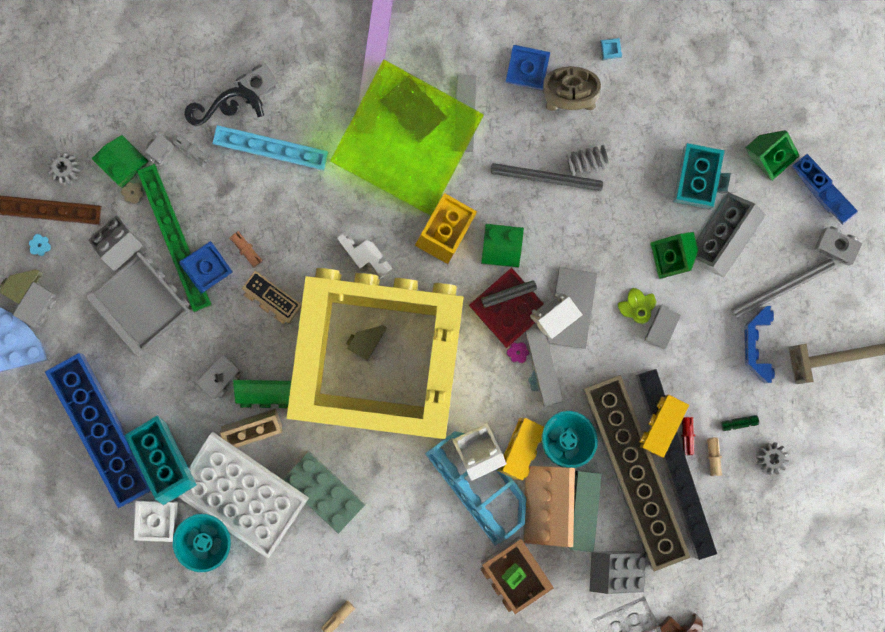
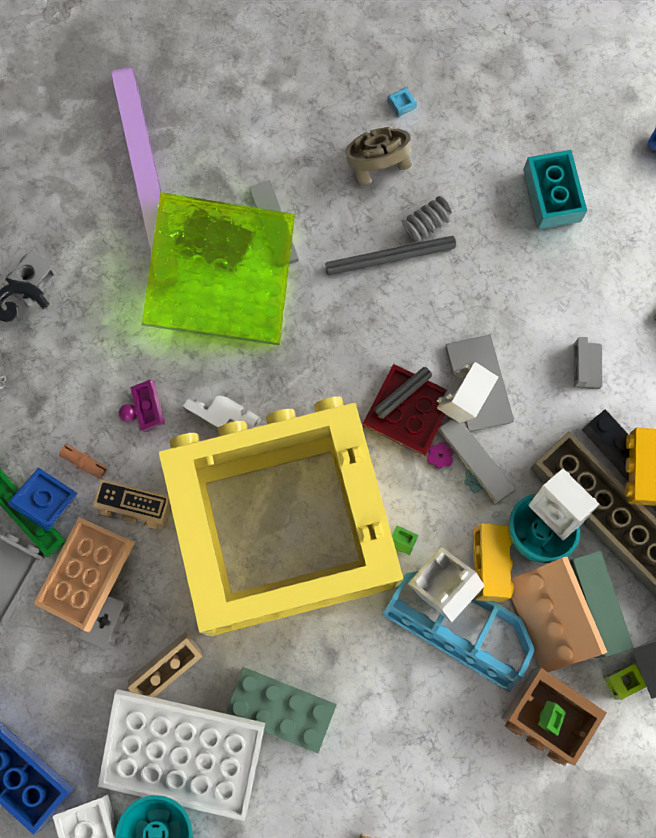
camera: 15 degrees left, 10 degrees down
(160, 460) = (66, 752): teal brick -> none
(217, 336) = (84, 574): none -> light nougat plate
(262, 393) = (160, 618): green slope -> none
(270, 148) = (70, 339): medium azure plate -> none
(309, 224) = (146, 407): none -> magenta plate
(365, 341) = (261, 511): olive slope -> none
(446, 228) = (302, 351): yellow slope -> none
(462, 405) = (404, 540): none -> bright green plate
(502, 245) = (373, 344): green slope -> none
(527, 67) = (322, 151): blue plate -> none
(575, 577) = (617, 687): none -> lime brick
(588, 429) = (563, 504): none -> white container
(636, 303) = (548, 350): lime plate -> none
(675, 254) = (565, 280): green slope -> none
(727, 183) = (589, 185): light grey tile -> none
(727, 233) = (611, 239): light grey slope -> none
(773, 152) = (620, 138): green slope -> none

